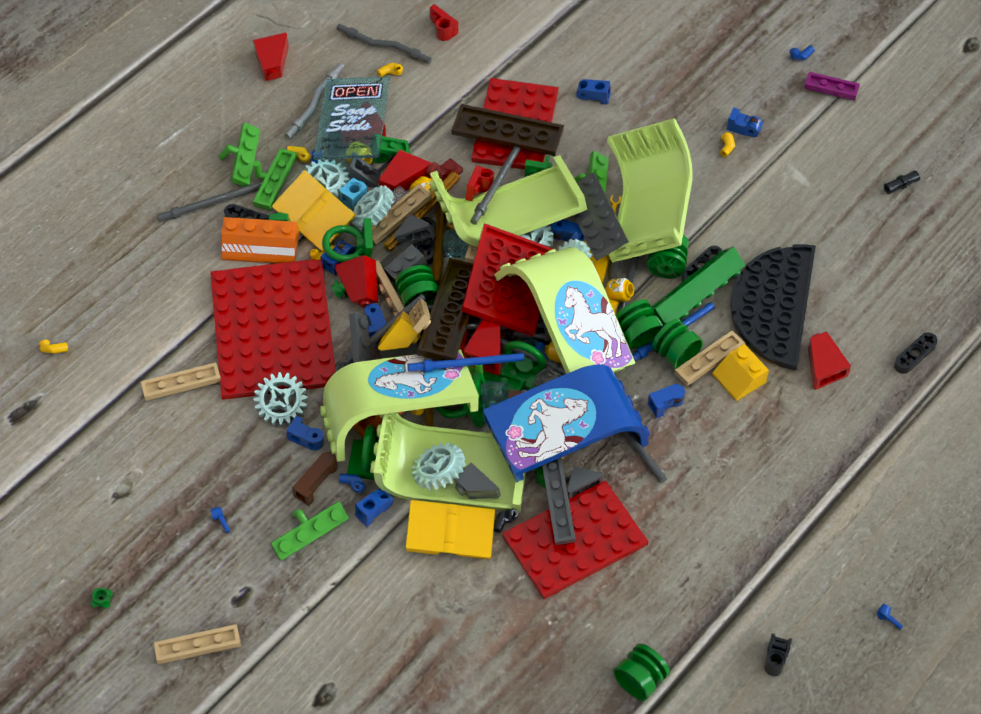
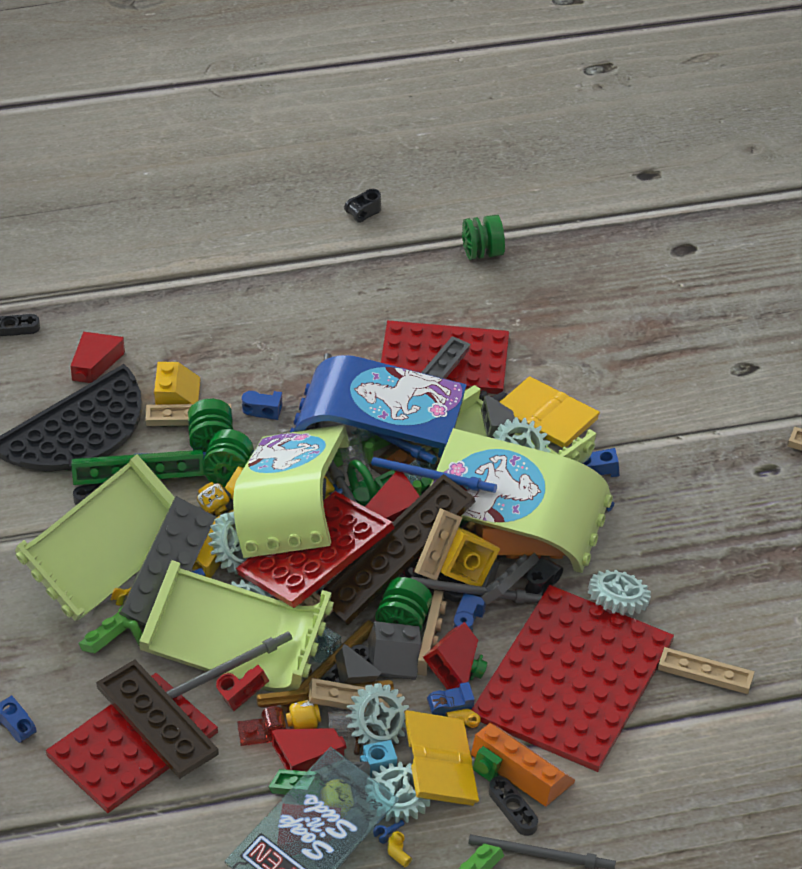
camera: 145 degrees left, 10 degrees down
(217, 513) = (747, 538): blue hand -> none
(274, 178) = (450, 831): bright green plate -> none
(304, 435) = (617, 554): blue leg -> none
(308, 529) = (662, 476): bright green plate -> none
(314, 476) = (635, 516): reddish brown leg -> none
(363, 242) = (420, 680): green tile -> none
(533, 167) = (166, 669): green bracket -> none
(884, 614) = (253, 190): blue hand -> none

